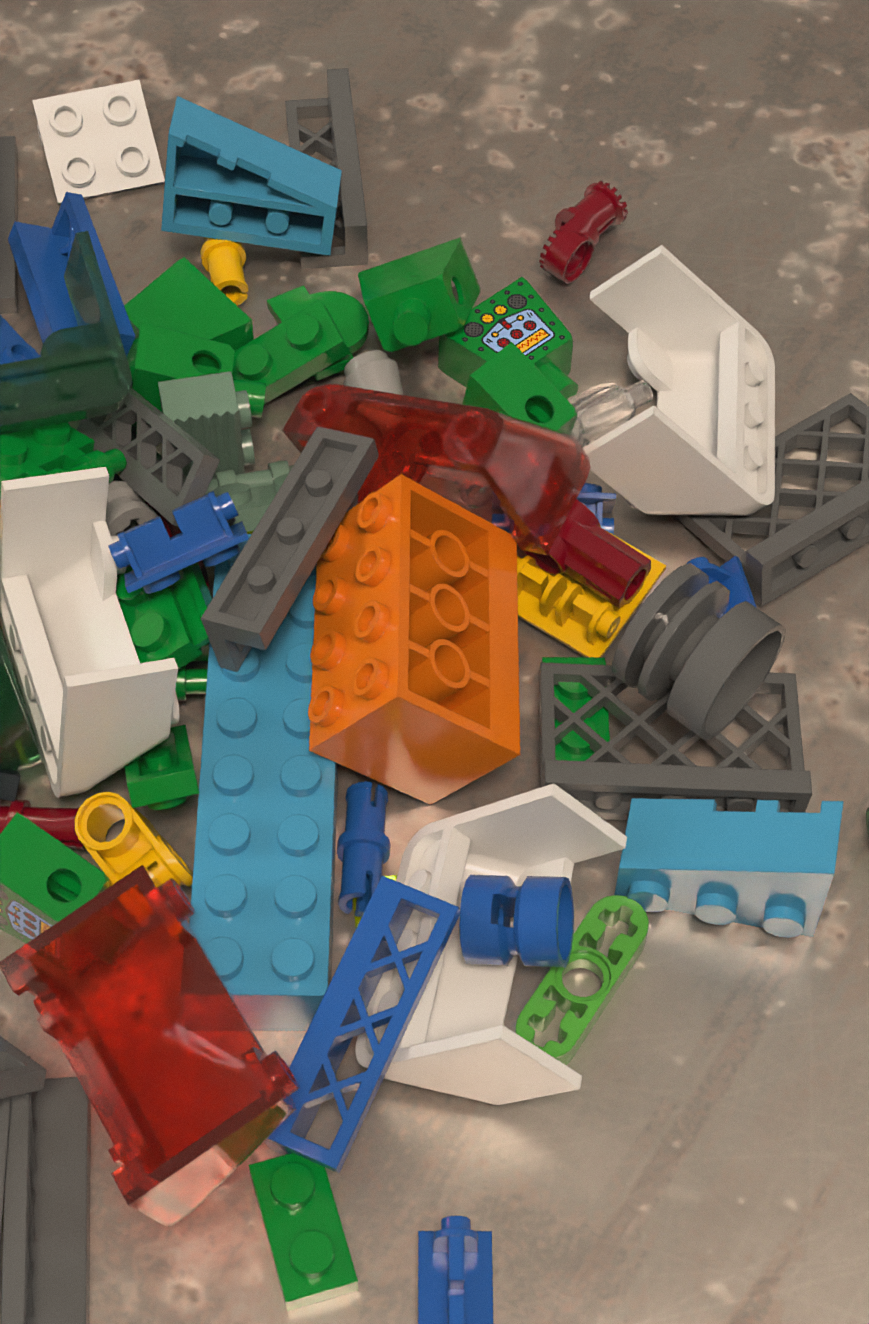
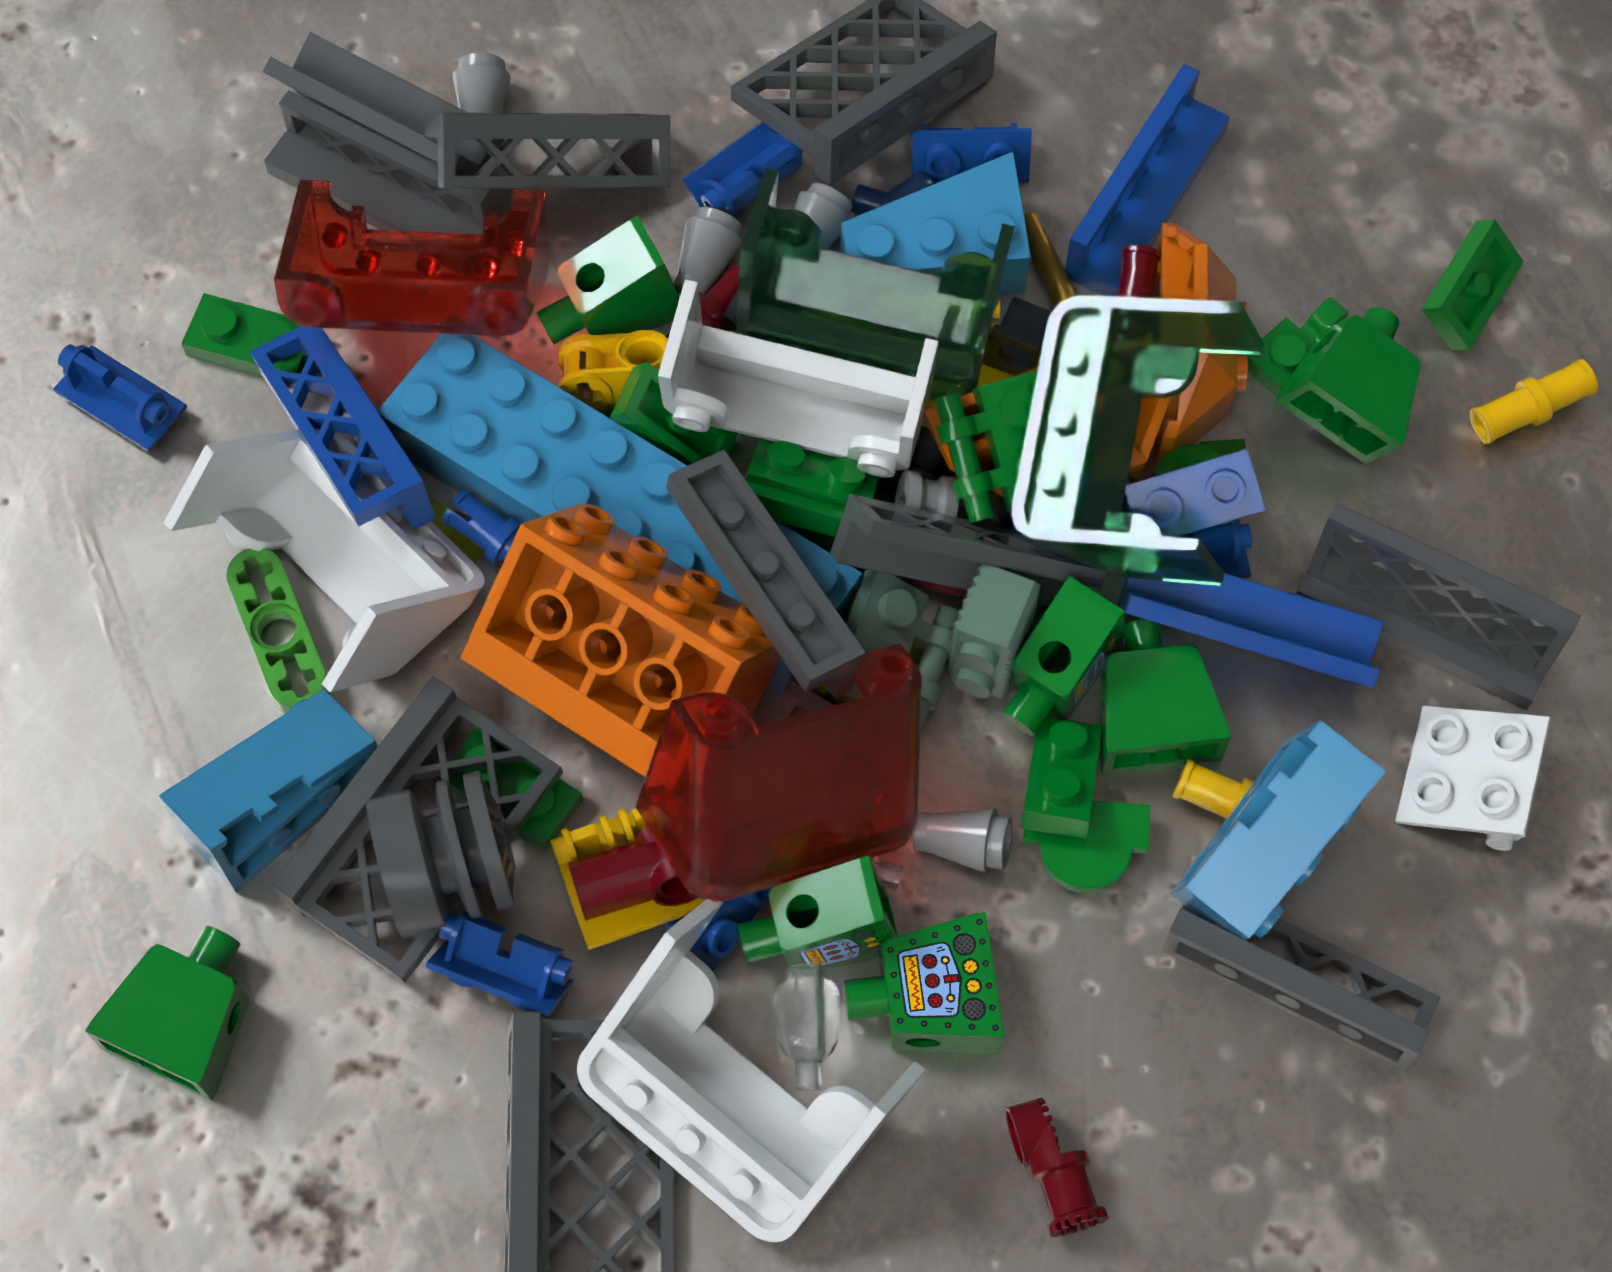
camera: 125 degrees right, 10 degrees up
(203, 537) = (822, 491): blue hinge -> none
(415, 297) = (1032, 910): green torso -> none
(541, 920) = (332, 591): blue wheel -> none

